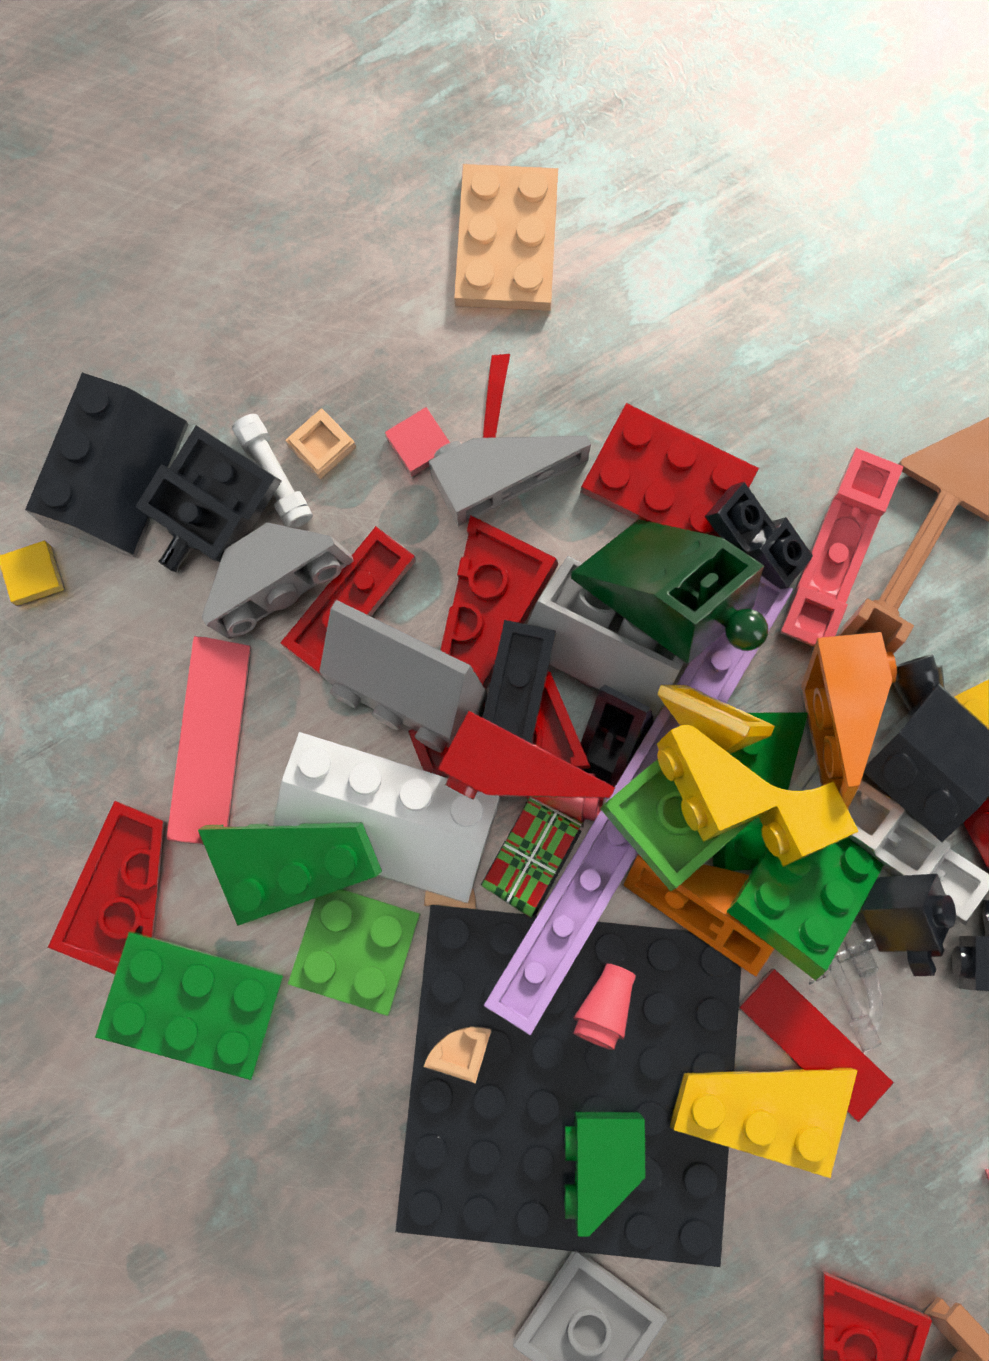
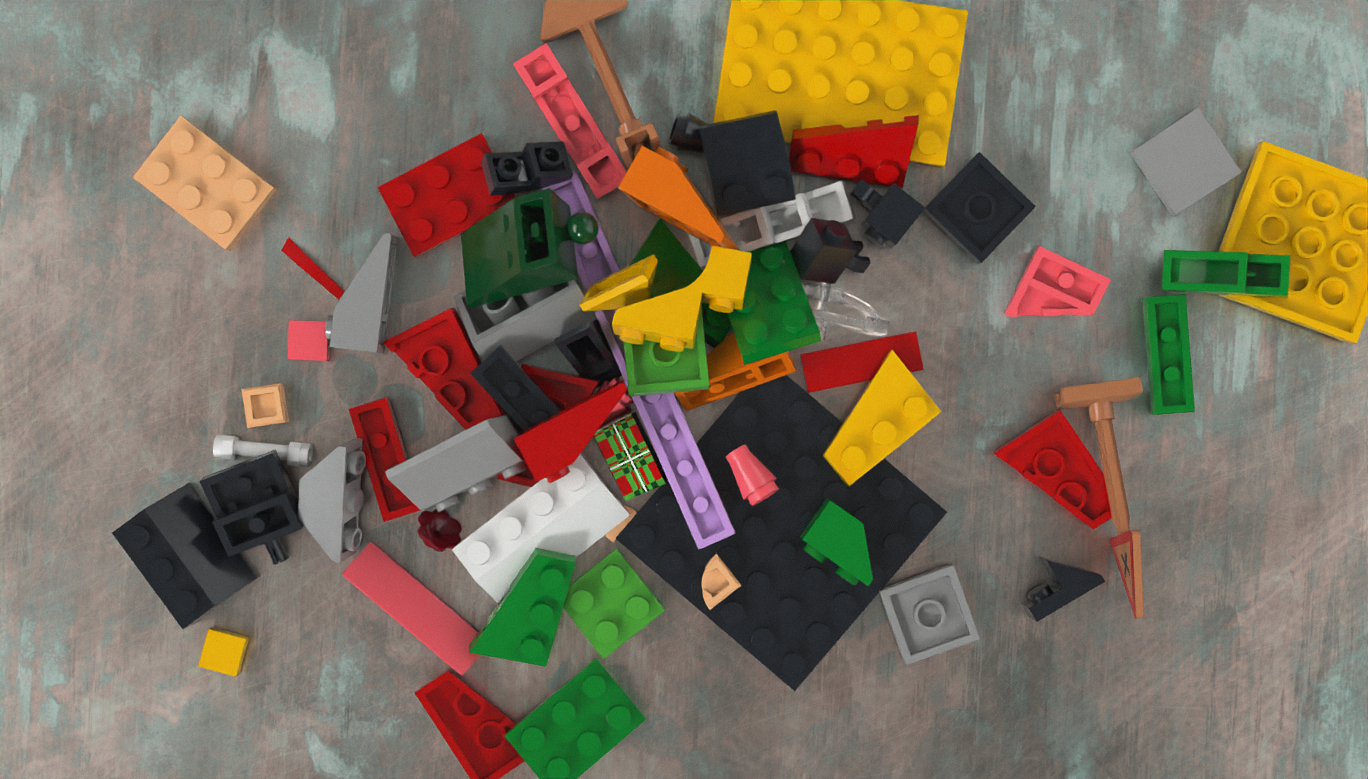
camera: 60 degrees left, 10 degrees up
(310, 706) = (439, 530): none -> dark red plant

